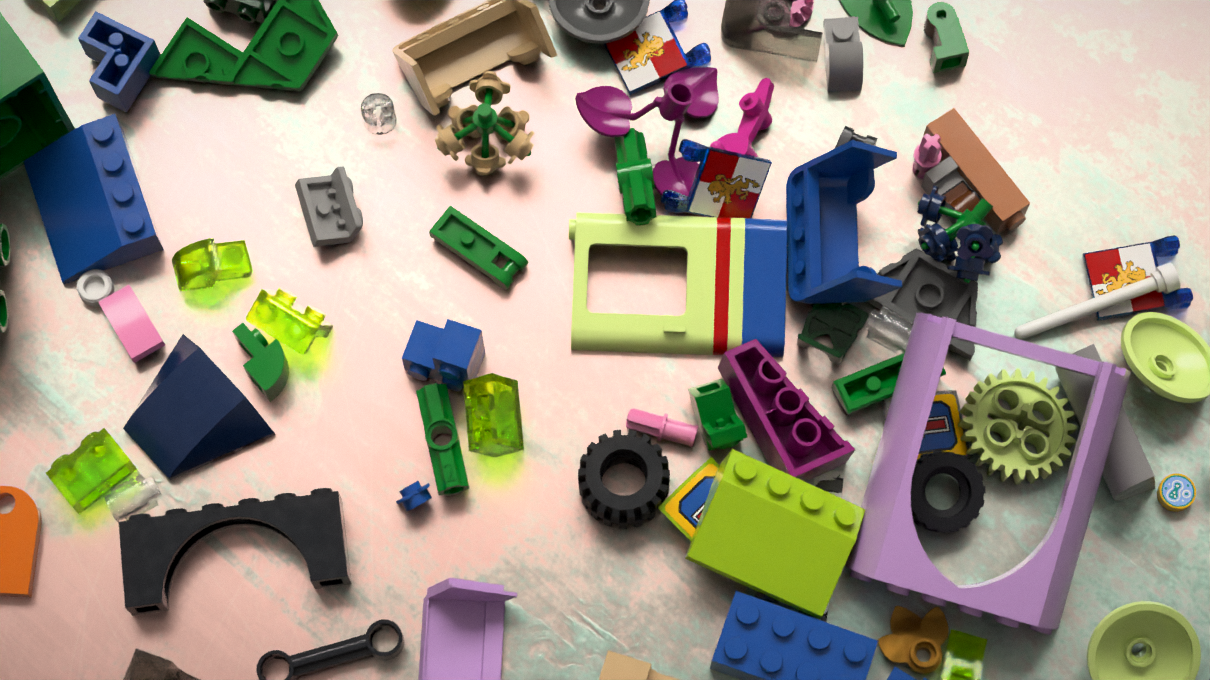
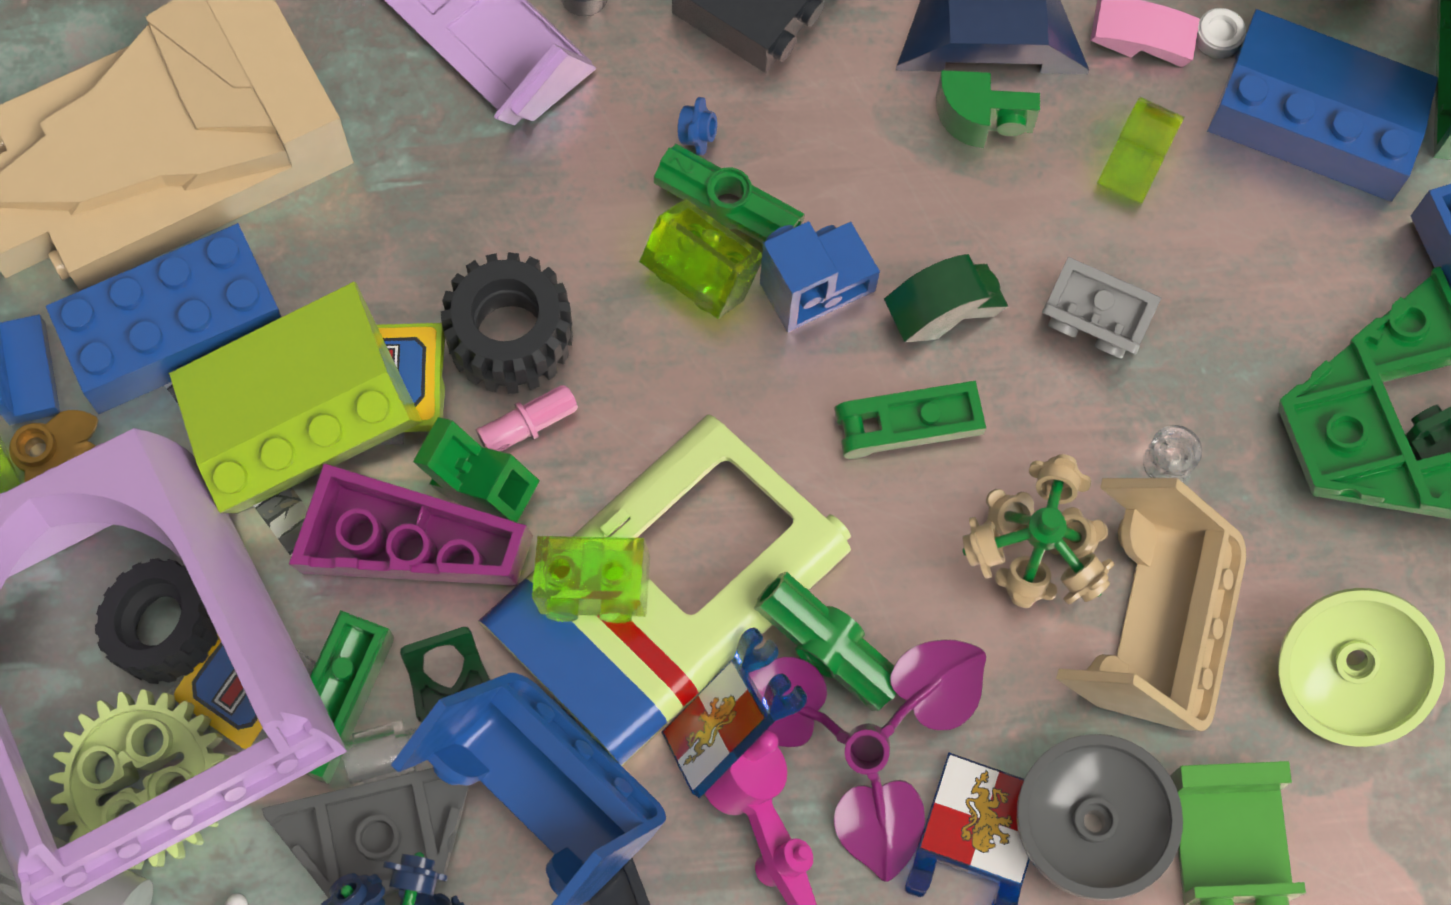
camera: 130 degrees right, 0 degrees up
(287, 320) = (1004, 164): clear neon green bracket -> none
(398, 279) = (943, 296): none -> dark green brick
(716, 303) = (591, 577): none -> clear neon green brick

